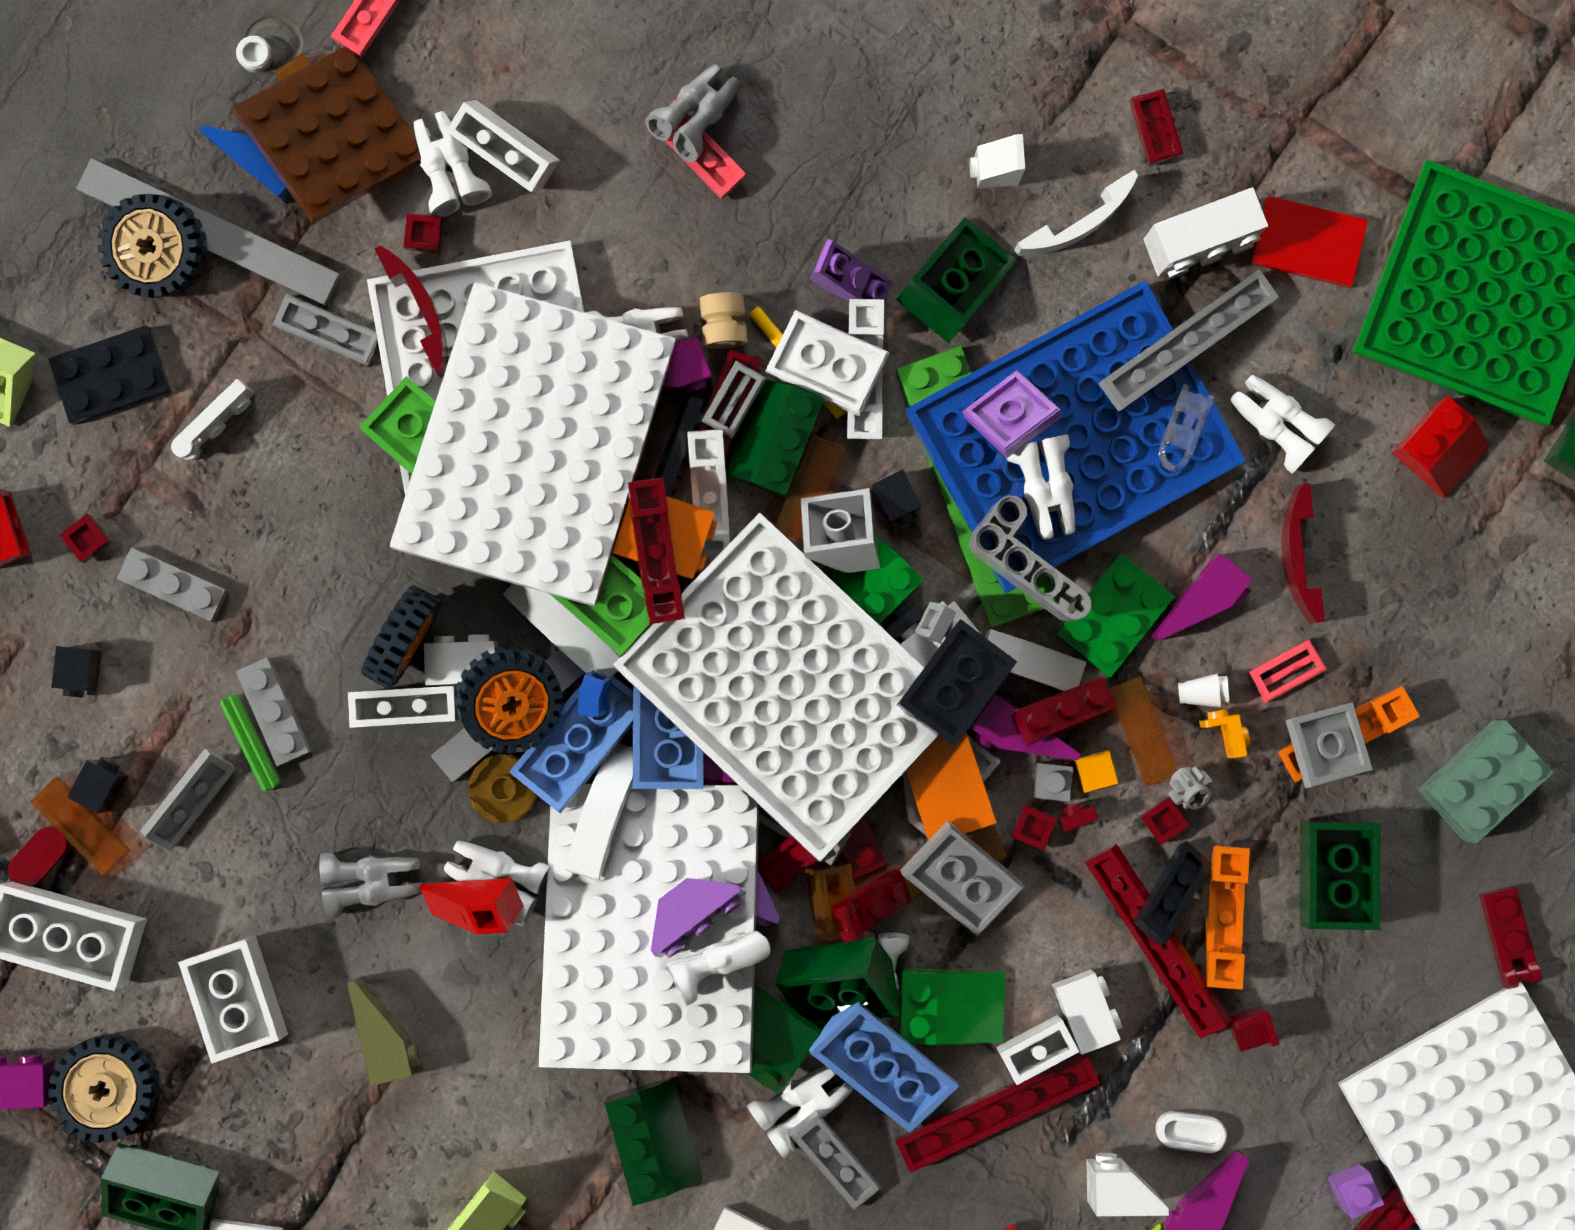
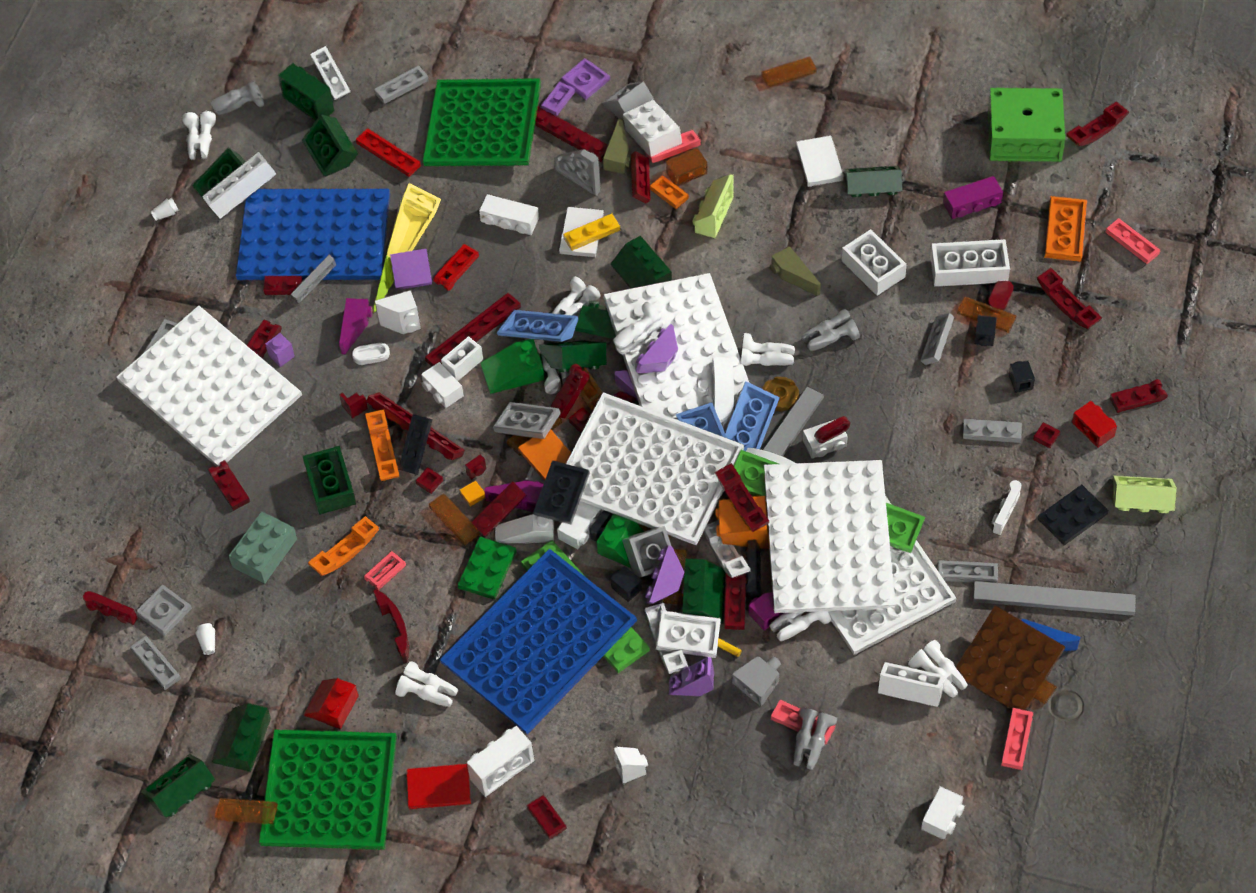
camera: 165 degrees right, 30 degrees down
(82, 1102) = (920, 212): wheel -> none
(128, 249) = (1078, 576): wheel -> none
(250, 742) = (918, 374): bright green axle -> none
(254, 54) = (1072, 695): white tile -> none
(273, 711) = (913, 391): light grey plate -> none
(401, 637) = (859, 431): black wheel -> none
(402, 706) = (850, 404): white brick -> none
(423, 233) = (937, 631): dark red plate -> none
(436, 343) = (939, 602): dark red slope -> none
(446, 654) = (832, 429): none -> dark red tile
(475, 905) = (765, 330): red slope -> none
(484, 695) = (792, 422): wheel -> none
(593, 694) = (749, 438): blue piece -> none
(723, 319) = (753, 638): tan wheel -> none
(741, 248) = (757, 678): none -> light grey torso
(749, 373) = (729, 613): light grey tile -> none
(832, 467) = (666, 577): none -> medium lavender slope
(835, 1159) = (547, 286): light grey tile -> none
(936, 622) = (583, 520): light grey plate -> none
(956, 280) = (631, 701): dark green slope -> none
(1012, 414) = (577, 626): medium lavender tile -> none
(1032, 564) = (518, 550): light grey beam -> none
(1033, 827) = (497, 457): dark red plate -> none
(1045, 242) = (589, 734): white slope -> none
(1050, 495) = (539, 601): white piece -> none
(1053, 782) = (493, 479): light grey plate -> none
(1183, 435) = (479, 654): clear piece -> none
(1188, 340) = (491, 704): light grey plate -> none
(1190, 788) = (420, 497): light grey gear -> none
(1205, 691) = (426, 545): white cone -> none
(1211, 592) = (440, 587): magenta slope -> none
(1234, 735) = (410, 533): light orange bracket -> none
(1328, 745) = (353, 533): light grey plate -> none

